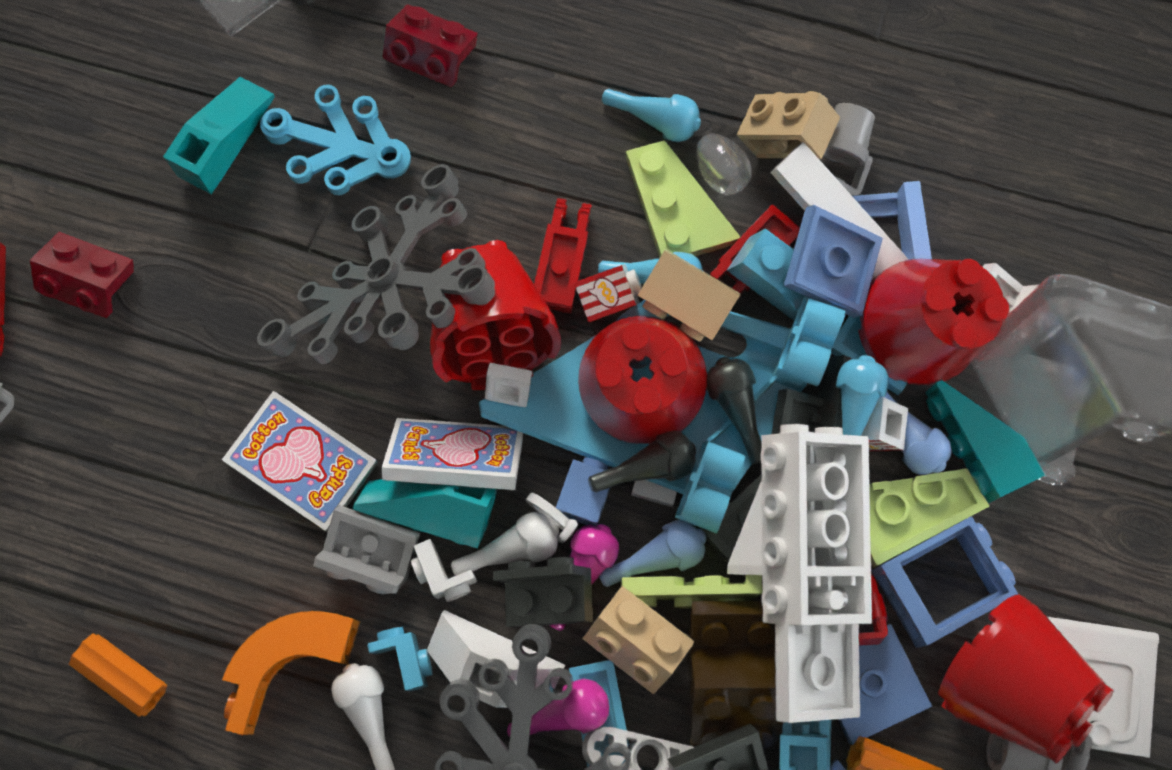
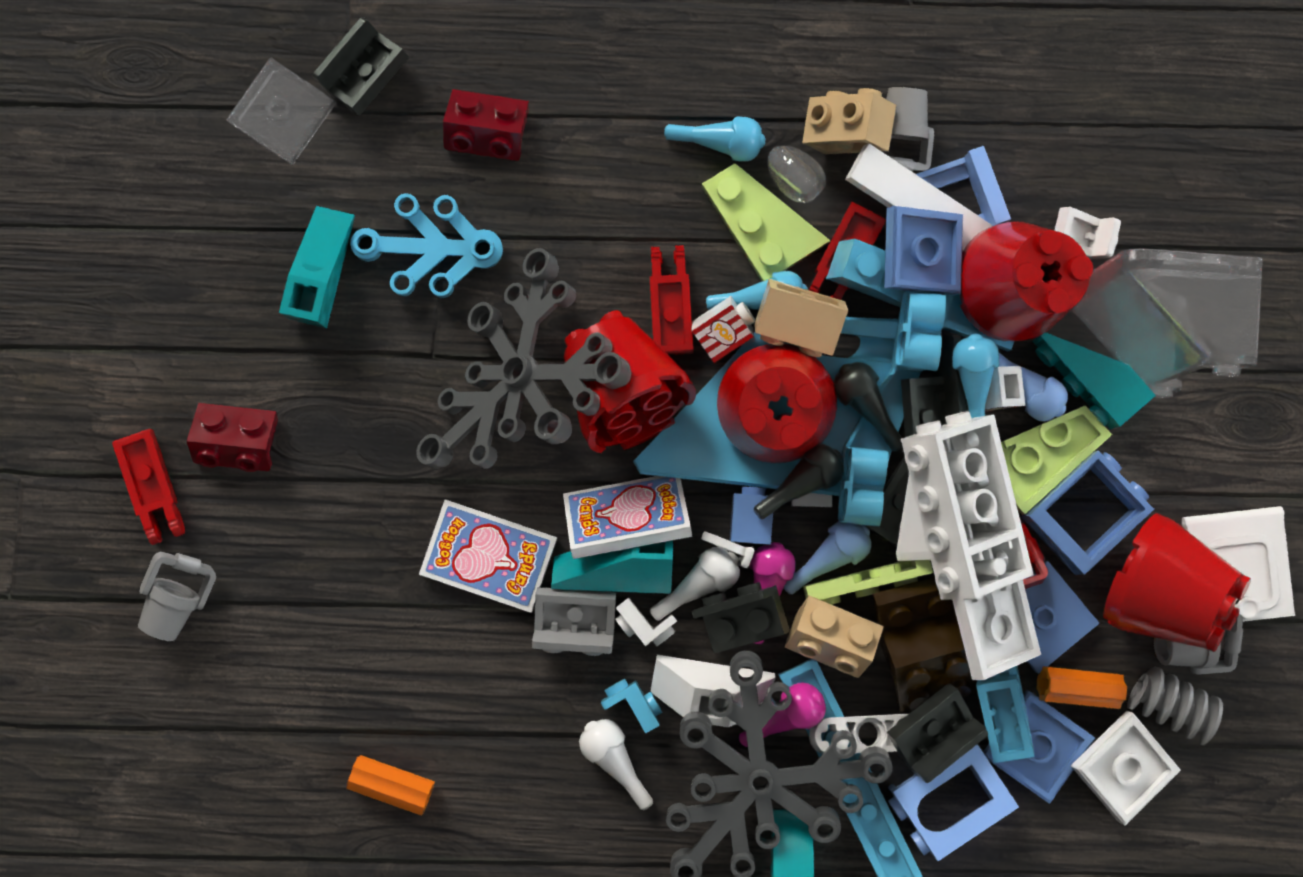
camera: 10 degrees left, 10 degrees up
(274, 646) = (545, 707): orange arch -> none
(508, 385) = (657, 440): white tile -> none

